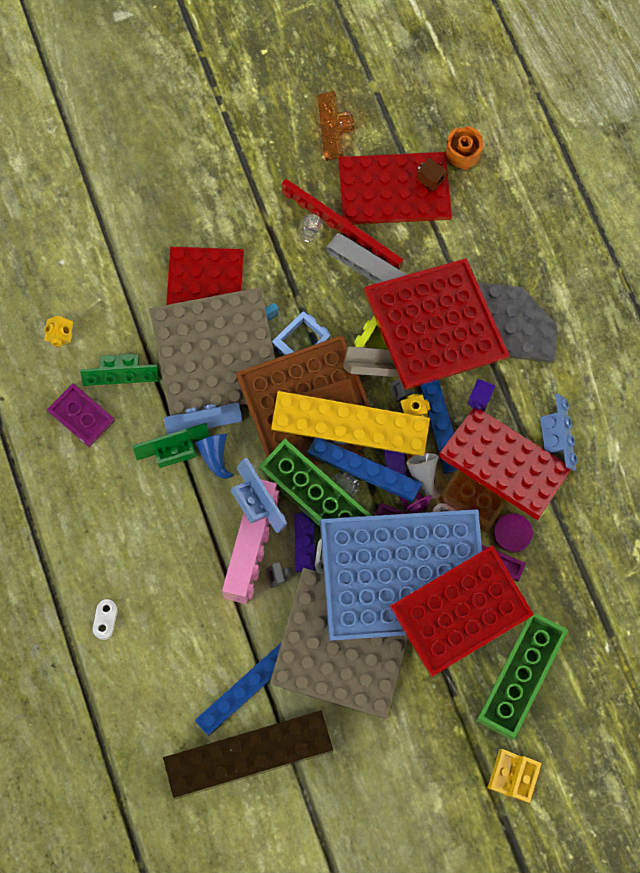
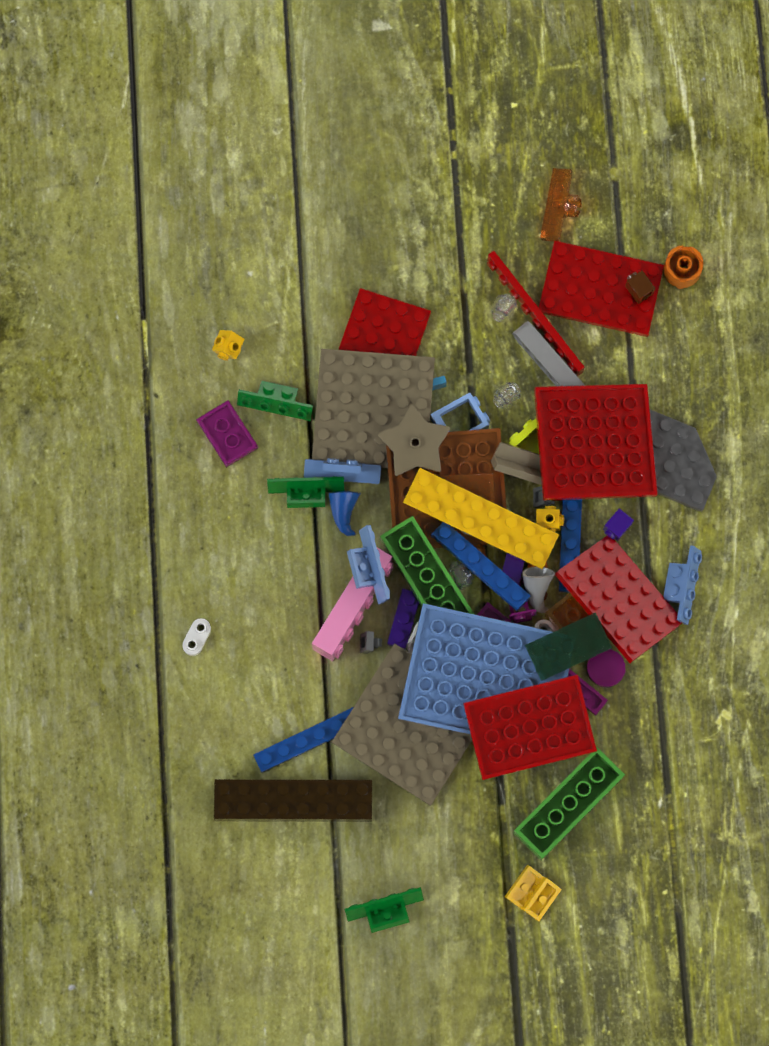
camera: 20 degrees right, 5 degrees up
(263, 383) = (425, 453): none -> dark tan plate
(338, 305) = (507, 395): none -> clear head
(375, 840) = (386, 911): none -> green bracket
(474, 521) = (568, 646): none -> clear green plate

